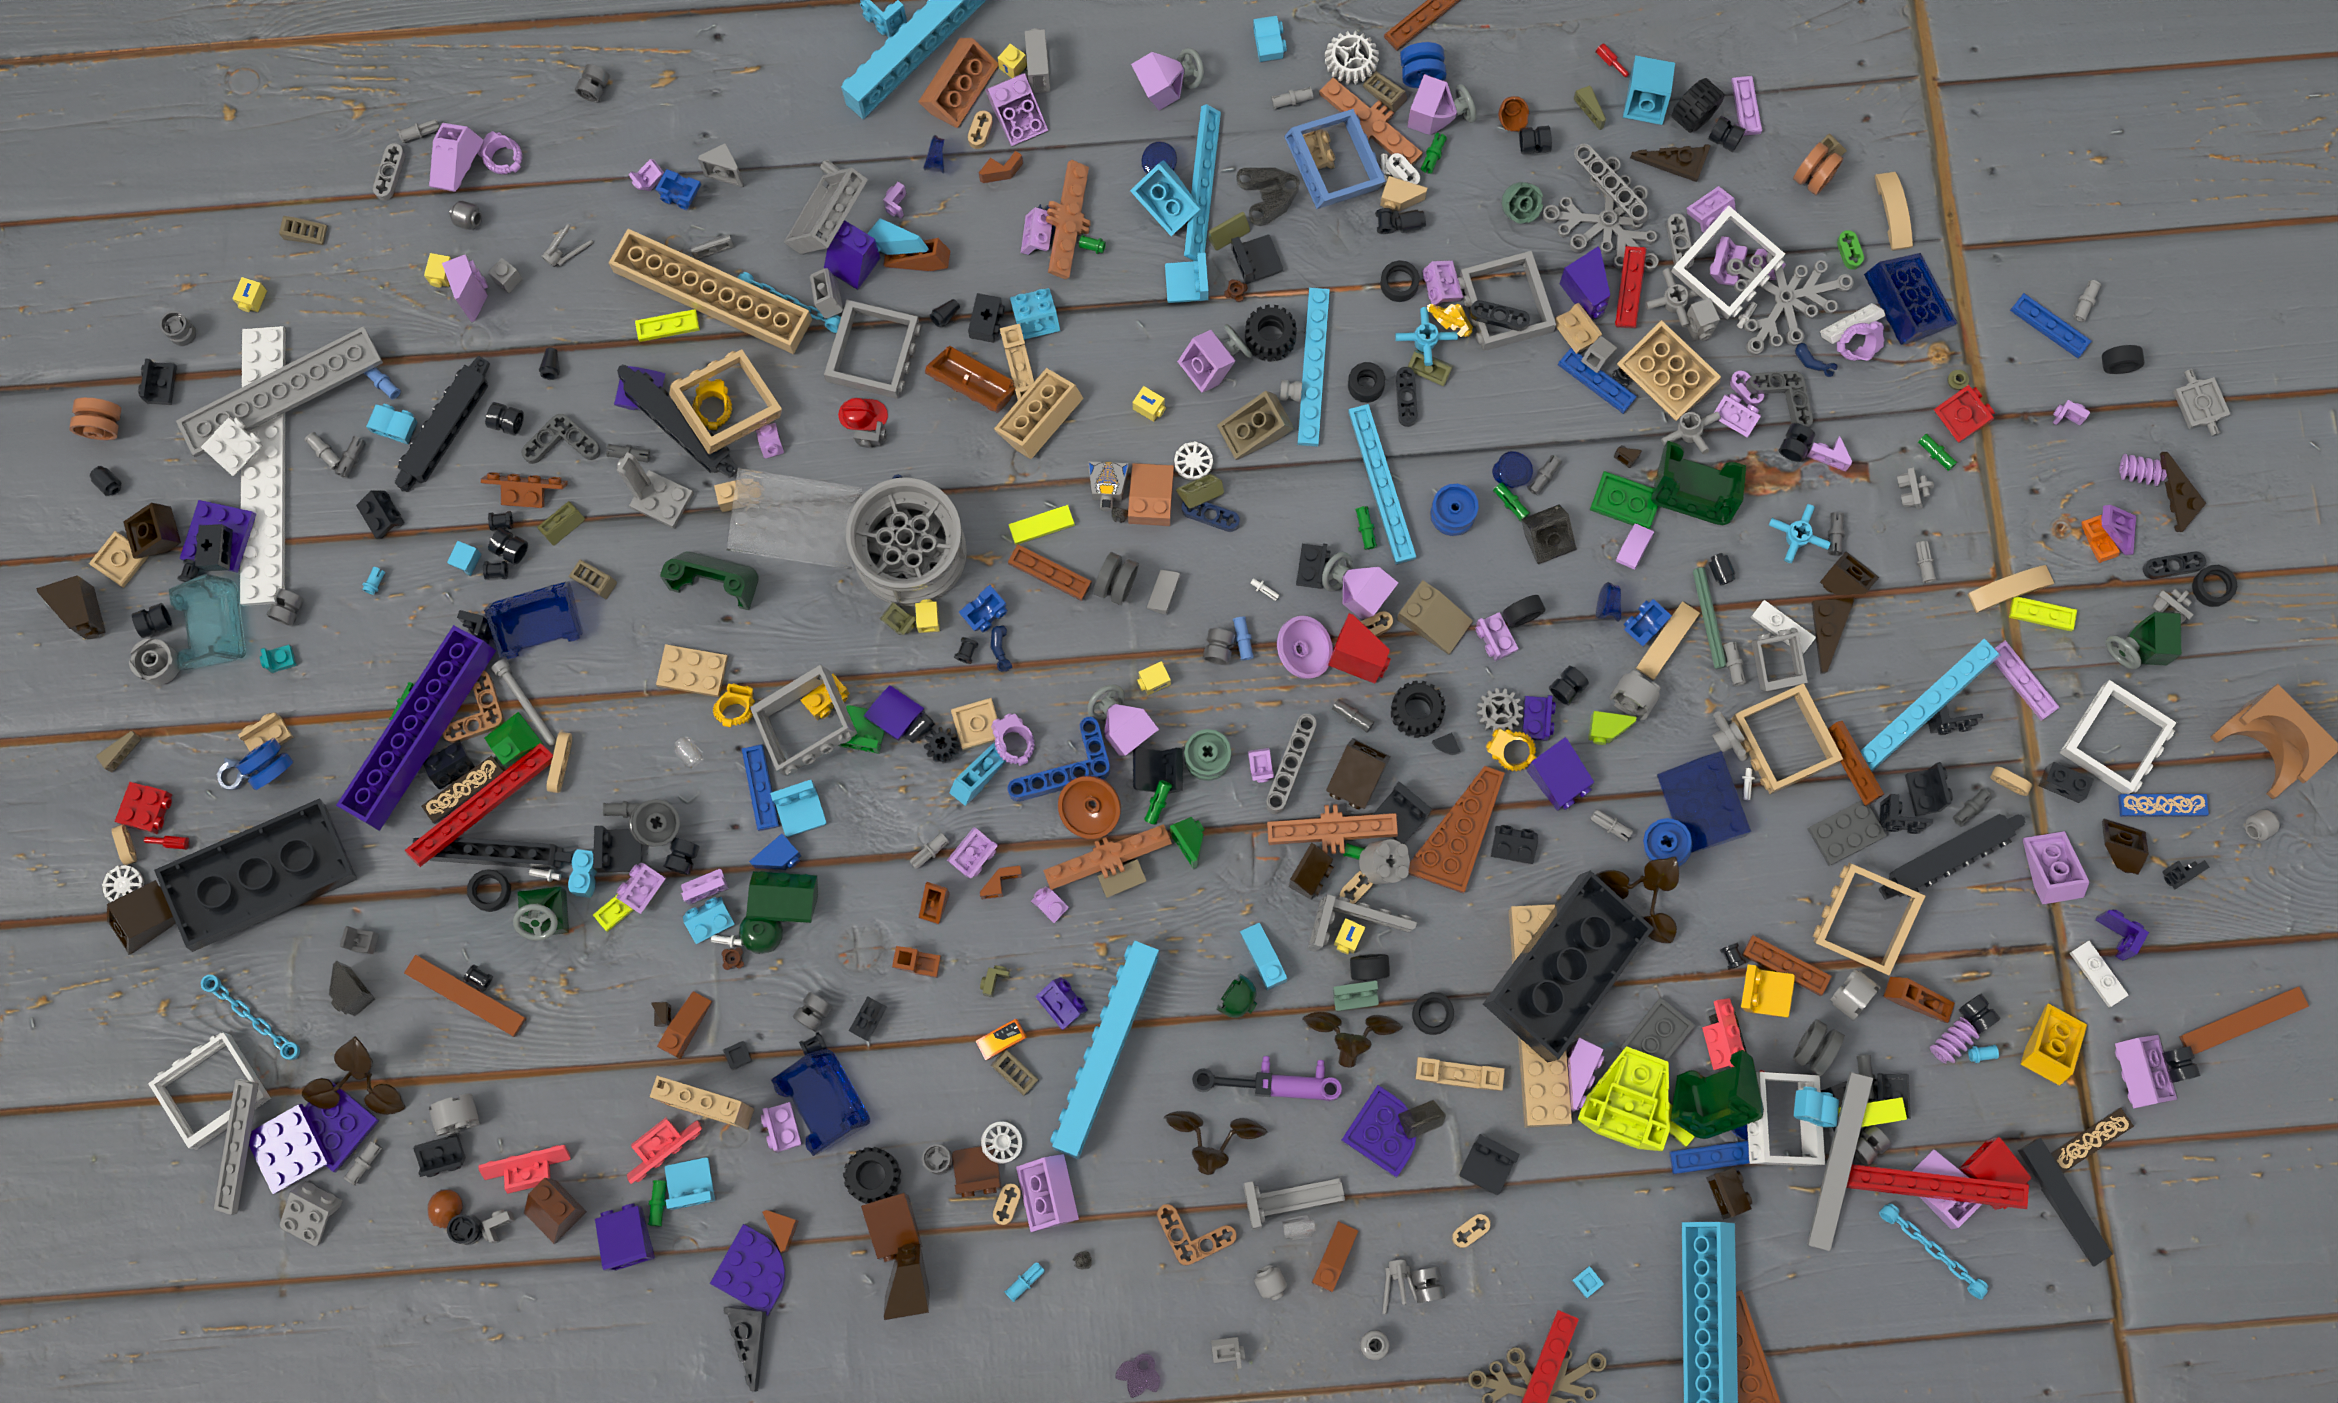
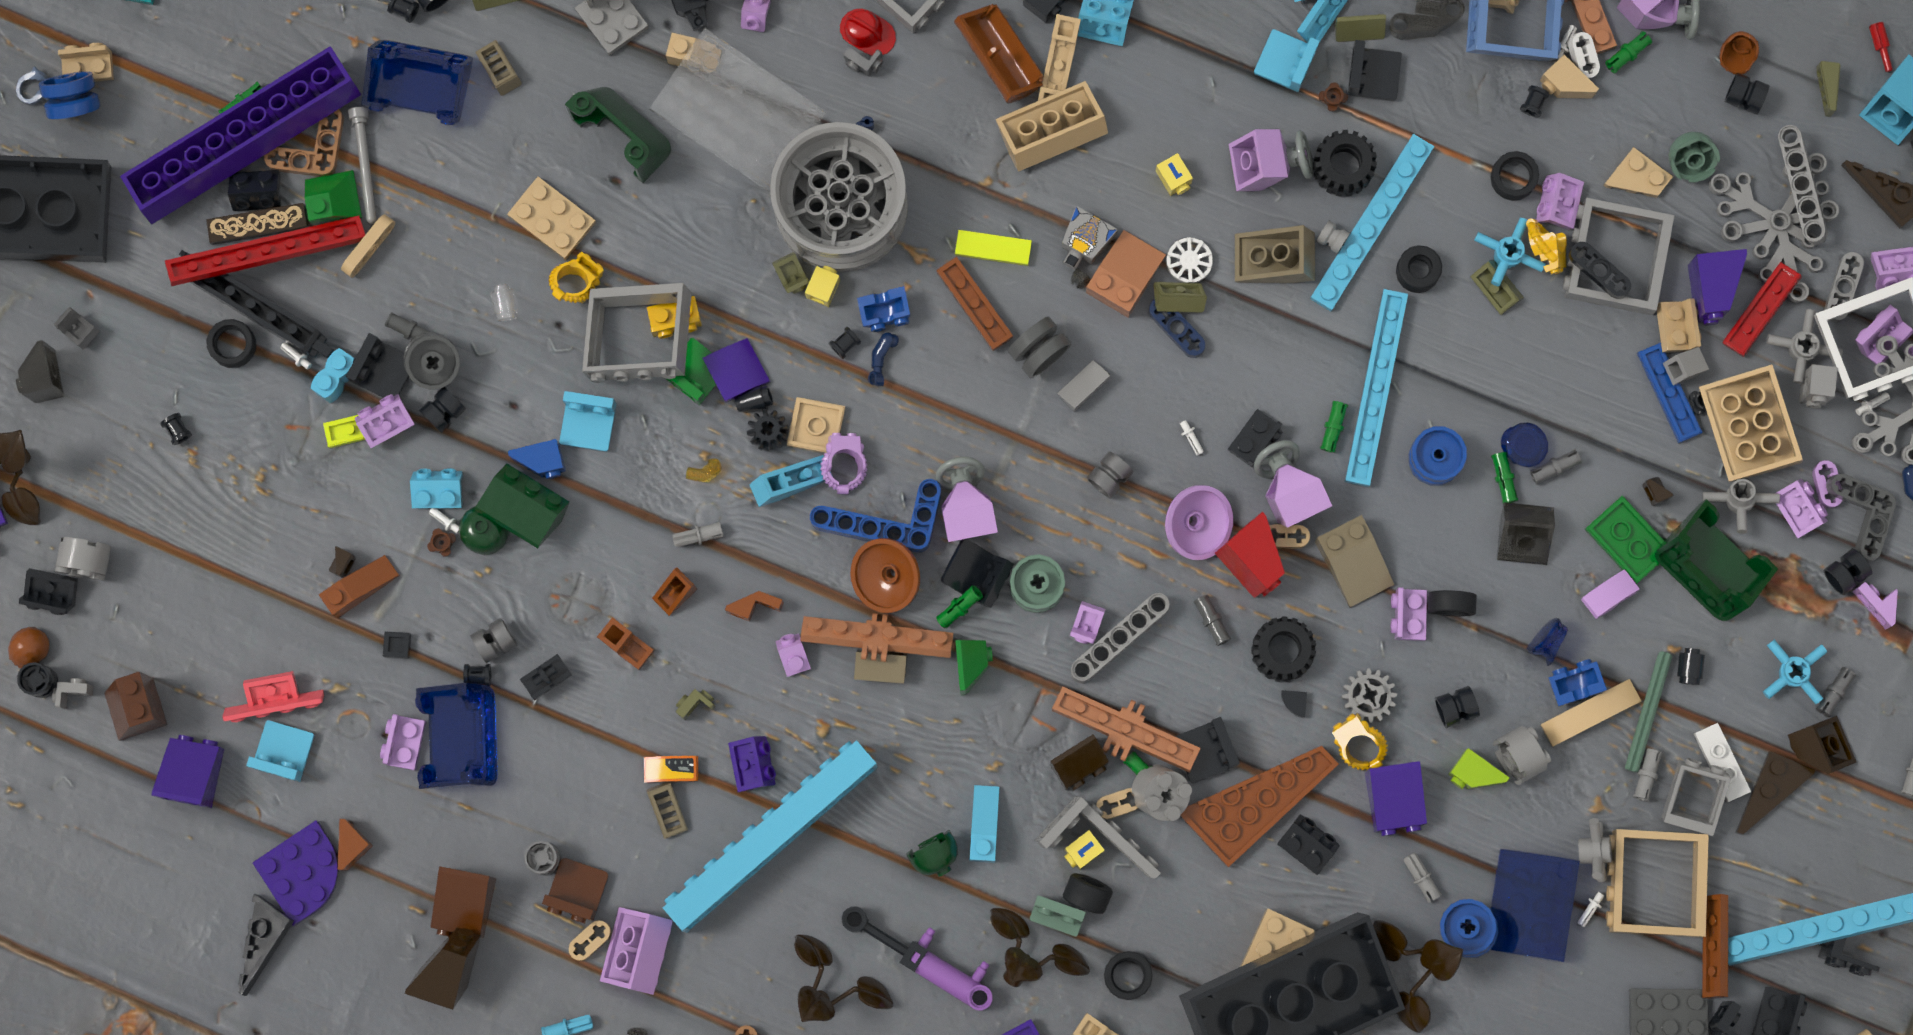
camera: 30 degrees right, 5 degrees up
(465, 995) = (154, 440): dark orange tile -> none
(476, 624) = (355, 57): black bracket -> none
(524, 1170) = (127, 651): coral bracket -> none
(541, 913) = (271, 396): piece -> none
(657, 1203) = (240, 754): green pin -> none
(702, 1102) = (333, 677): tan window -> none
(704, 887) = (449, 452): lavender bracket -> none
(760, 787) = (559, 377): blue tile -> none
(854, 1168) = (449, 829): black tyre -> none
(911, 802) = (705, 474): none -> clear yellow arm
(972, 853) = (740, 561): lavender bracket -> none
(1001, 1142) = (616, 875): white wheel -> none
(1153, 678) = (1023, 473): light yellow brick -> none
(1243, 638) = (1140, 478): medium blue pin -> none
(1357, 774) = (1184, 684): dark brown slope -> none
(1410, 221) = (1562, 115): black brick -> none
(1412, 390) = (1458, 315): black beam -> none
(1489, 236) = (1639, 175): none -> tan wing
(1538, 717) = (1405, 723): dark purple bracket -> none

